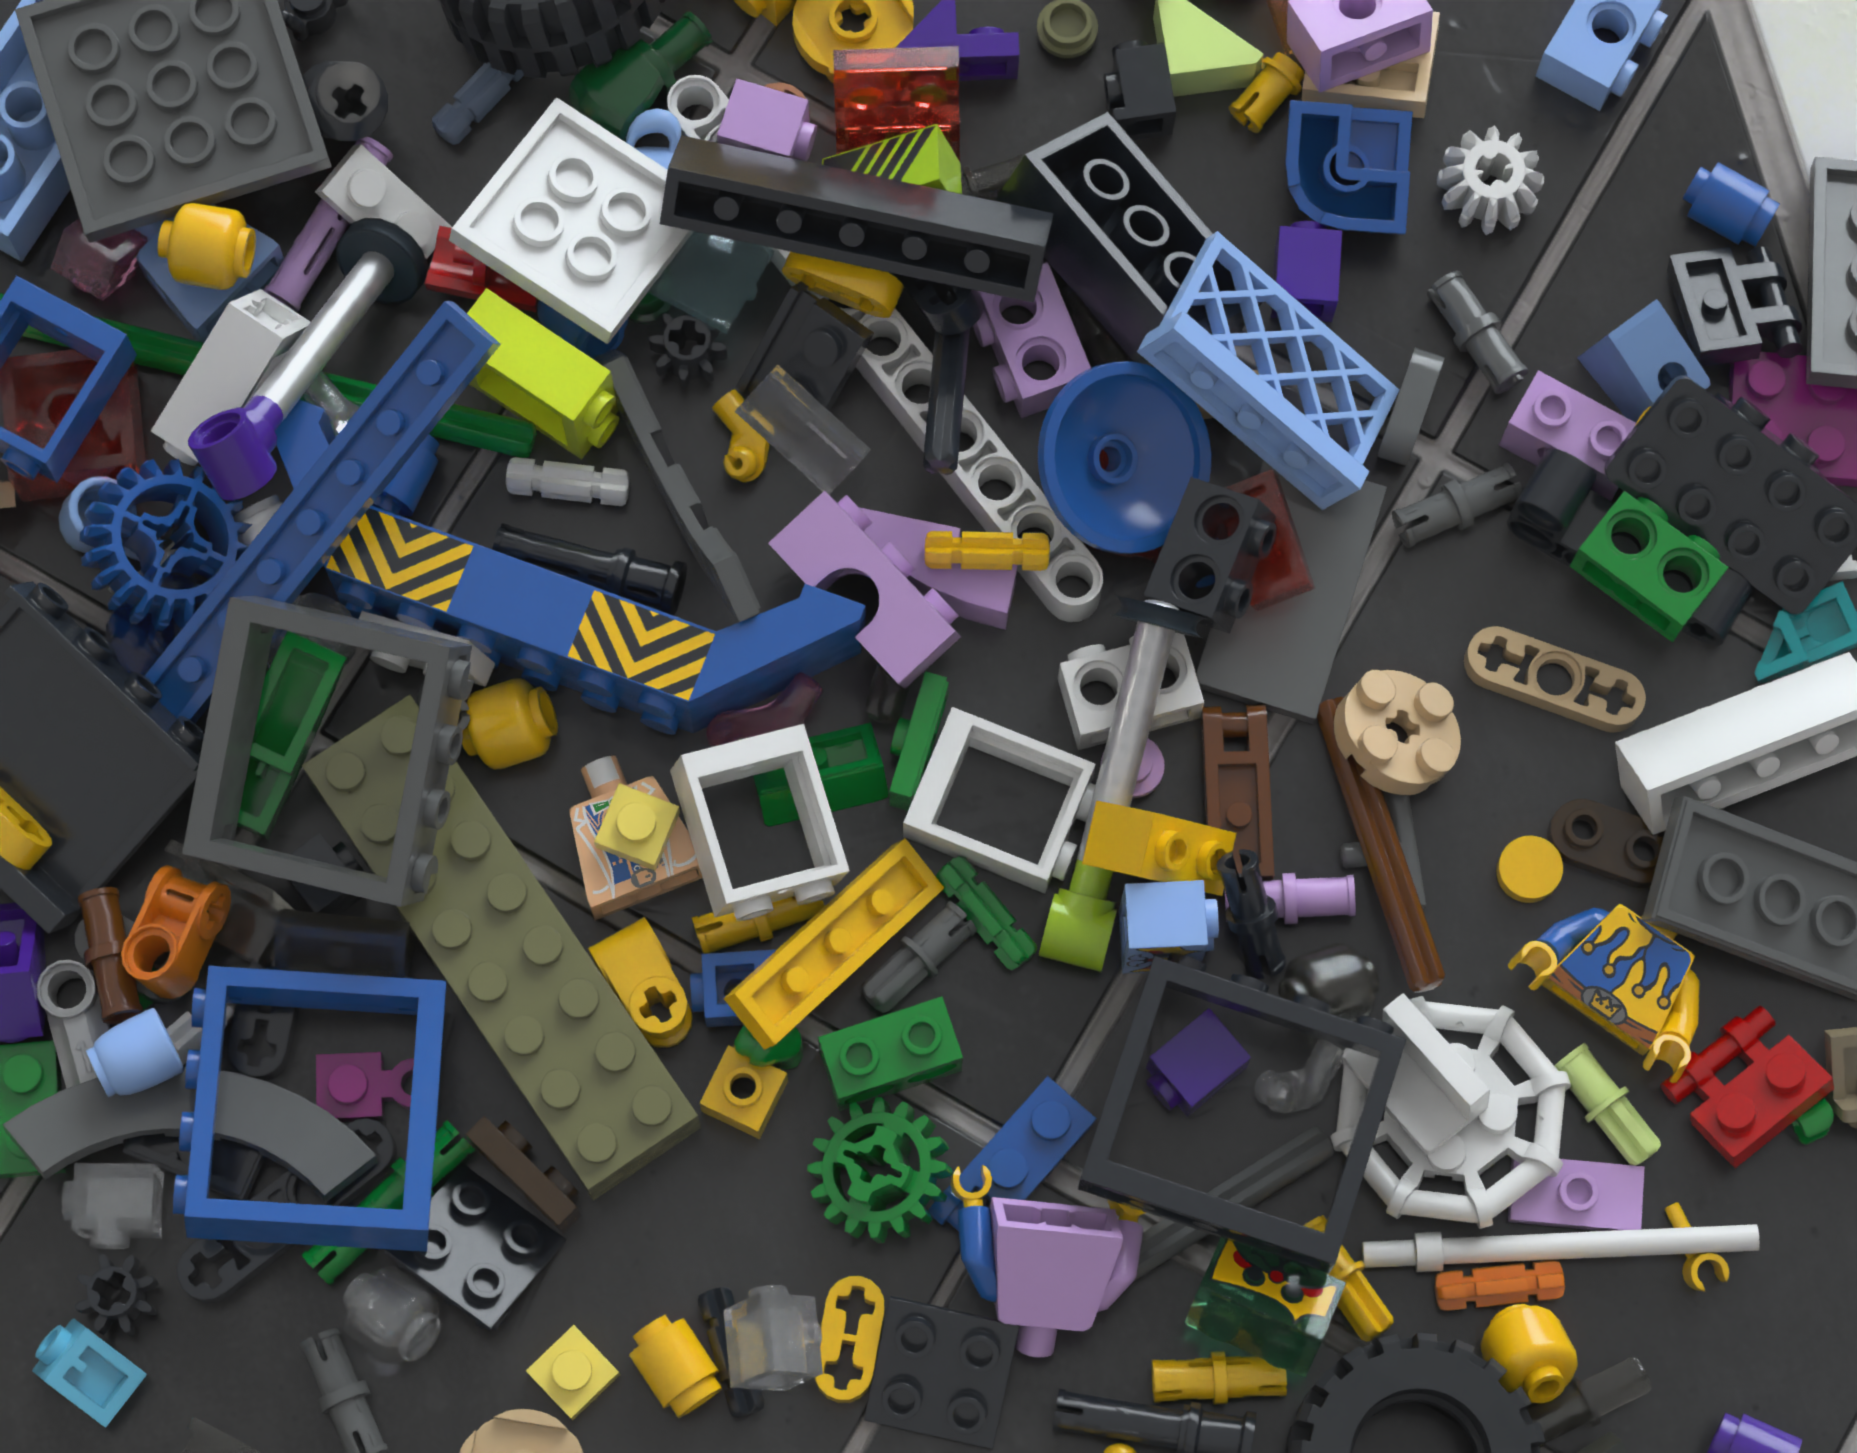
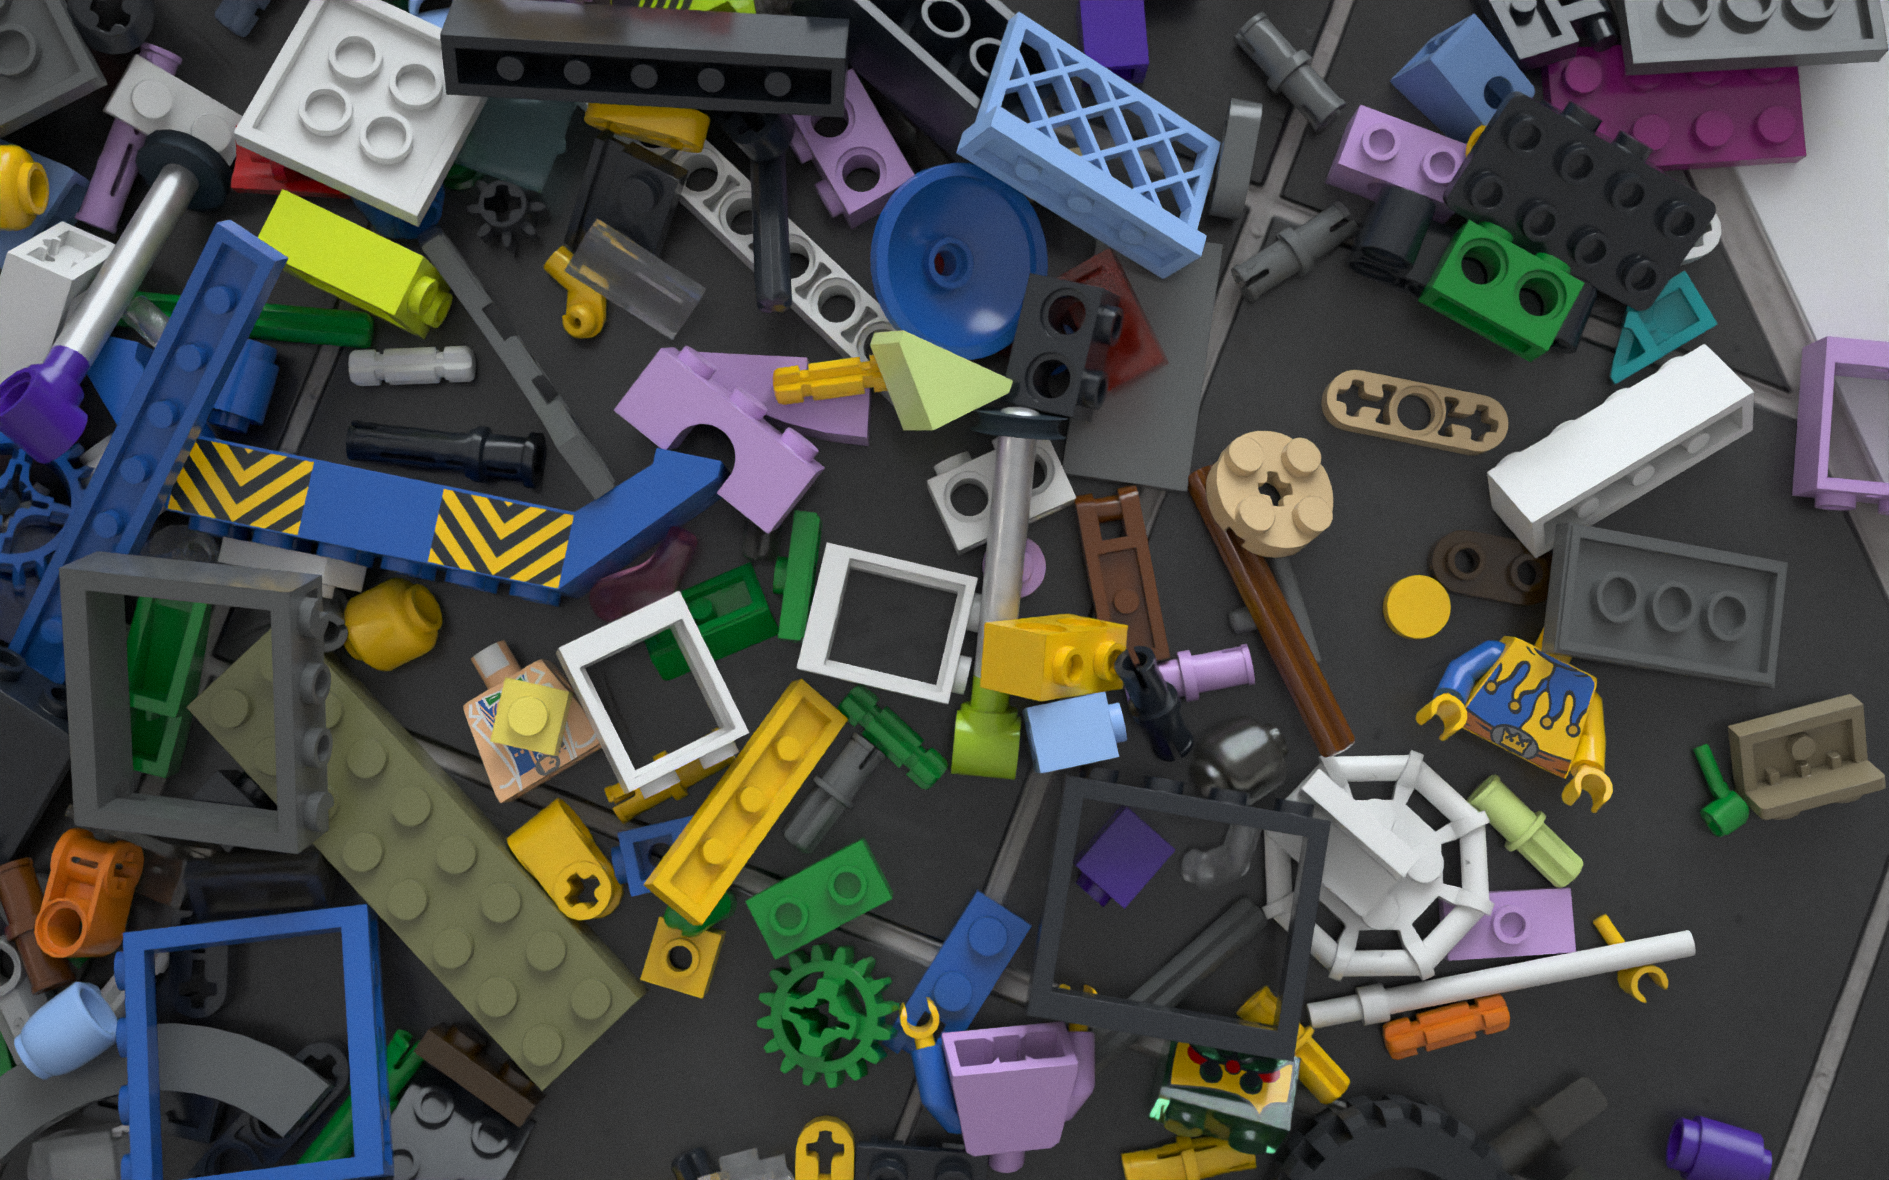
camera: 10 degrees left, 10 degrees up
(357, 1085) = (302, 1008): magenta plate -> none
(1079, 562) = (930, 382): none -> yellowish green slope
(1532, 1350) = (1488, 1095): yellow head -> none
(1757, 1101) = (1676, 804): red plate -> none

